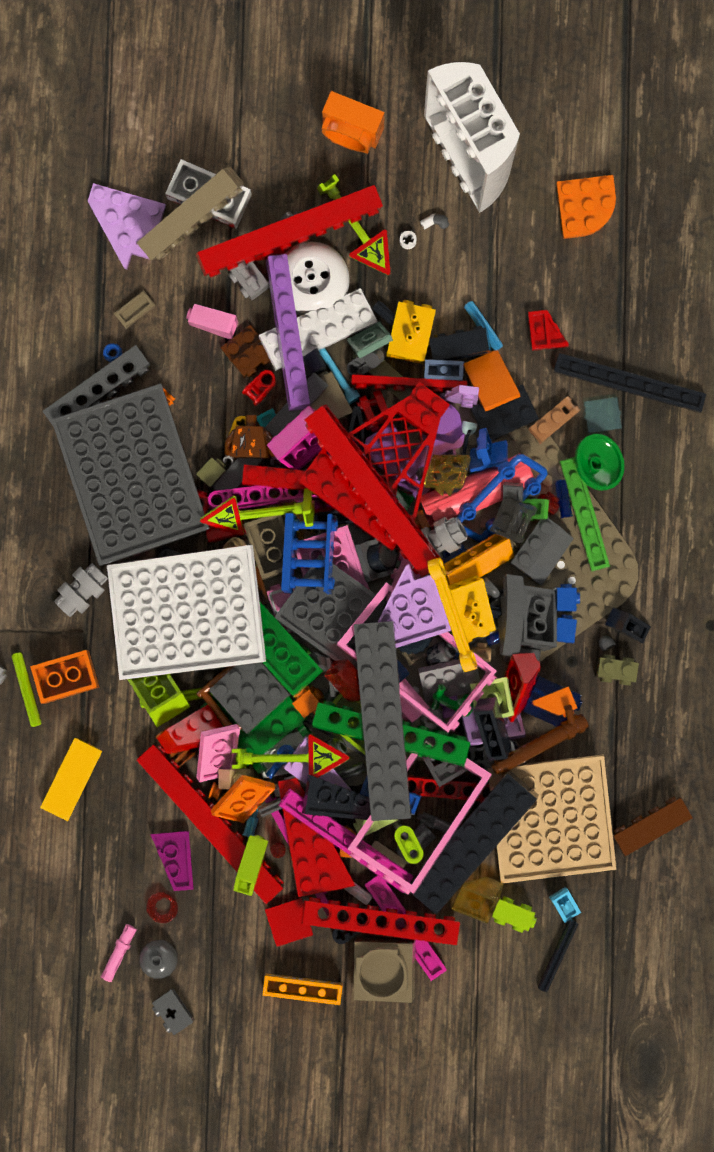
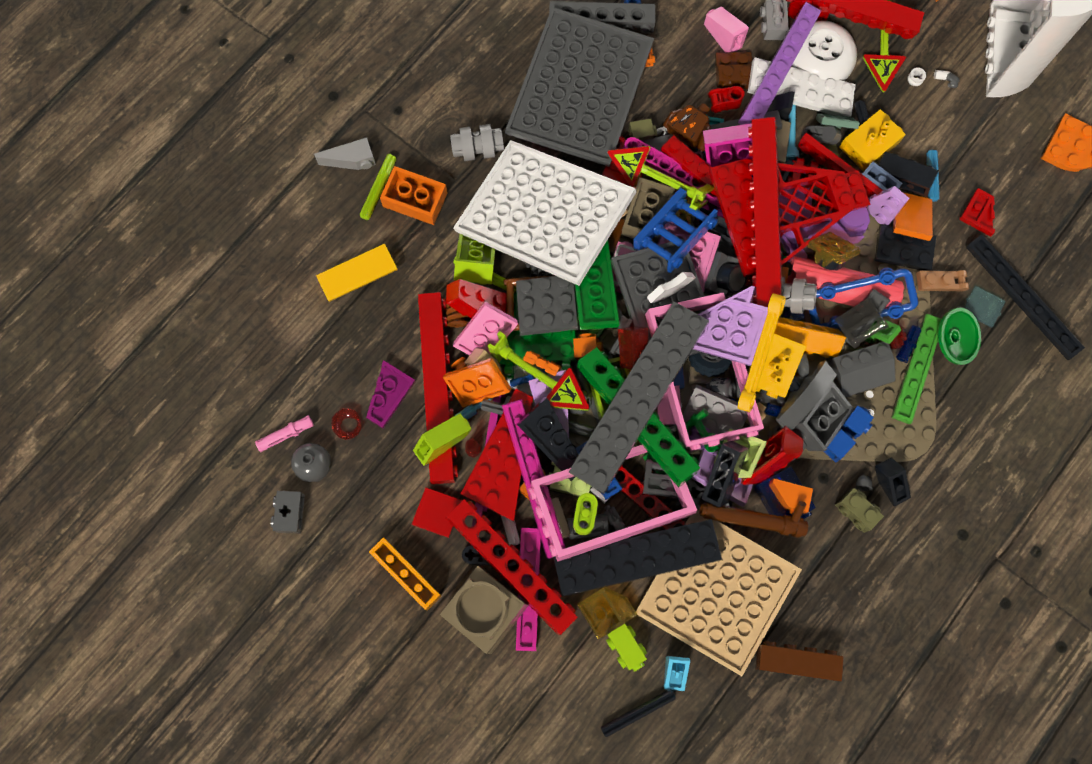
camera: 30 degrees right, 10 degrees down
(282, 745) = (533, 358): none -> orange piece
(341, 608) = (671, 287): none -> white tile
(468, 429) = (870, 238): light aqua hinge -> none
(487, 453) = (872, 260): blue bracket -> none

